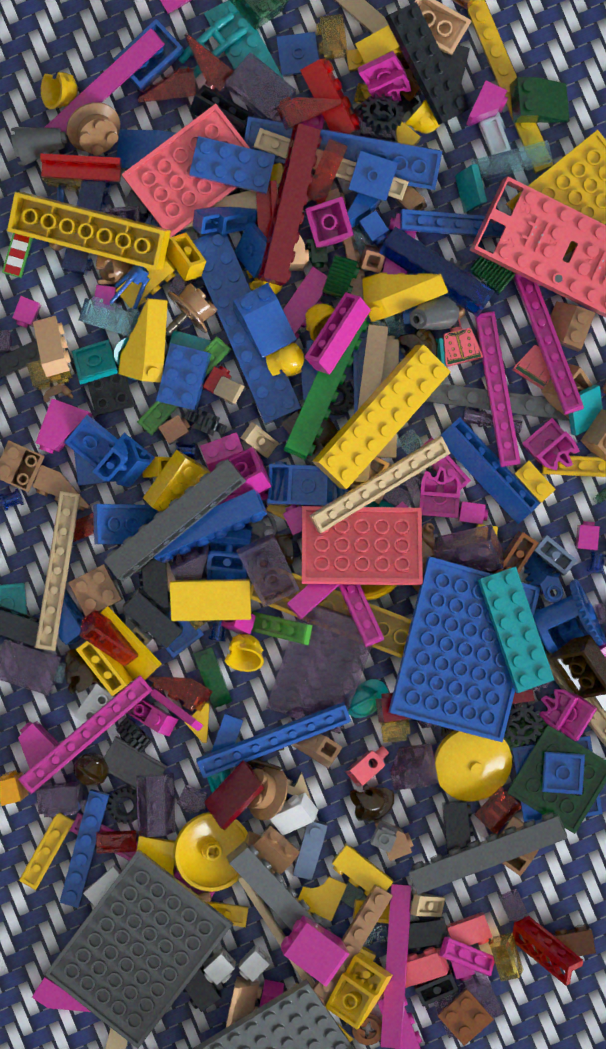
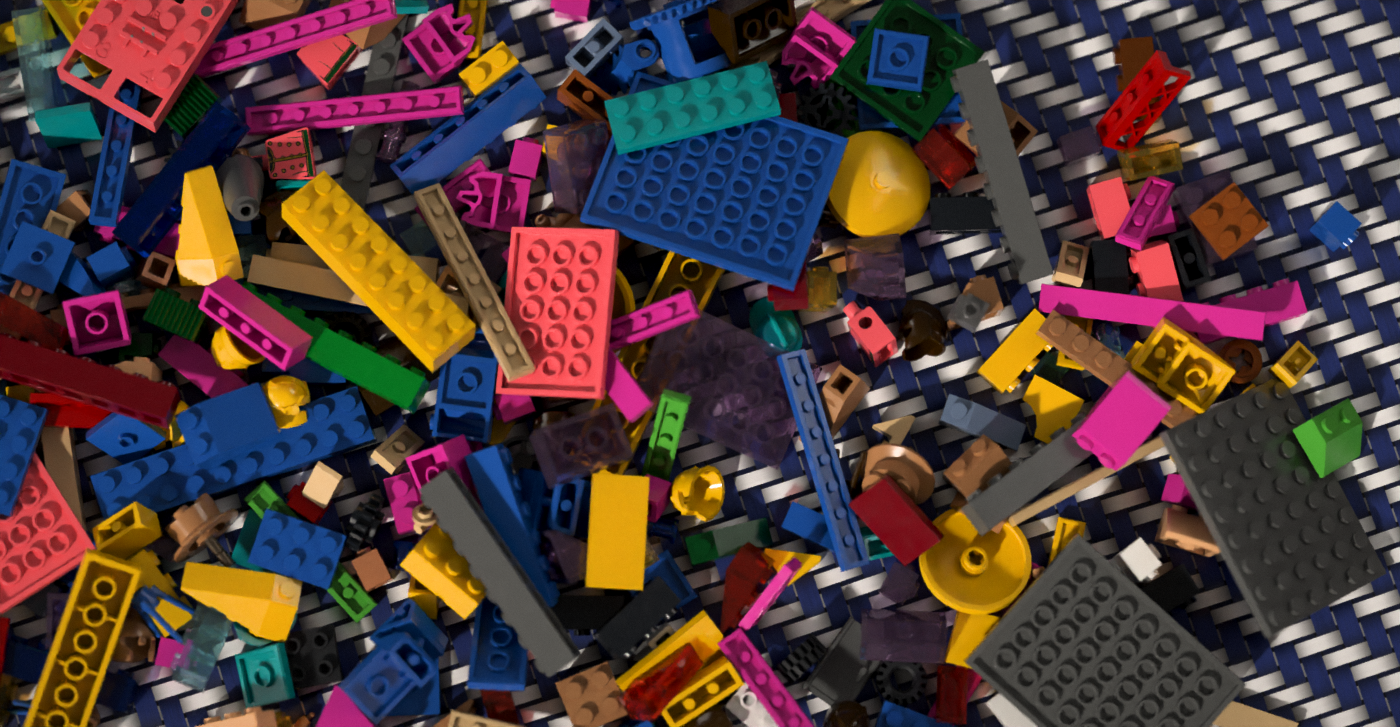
camera: 80 degrees left, 5 degrees down
(153, 717) = (779, 629): dark pink slope -> none
(210, 462) = (423, 518): none -> tan plate
(223, 219) = (78, 474): blue slope -> none
(254, 963) = (1136, 512): white brick -> none
(295, 814) = (930, 437): white brick -> none

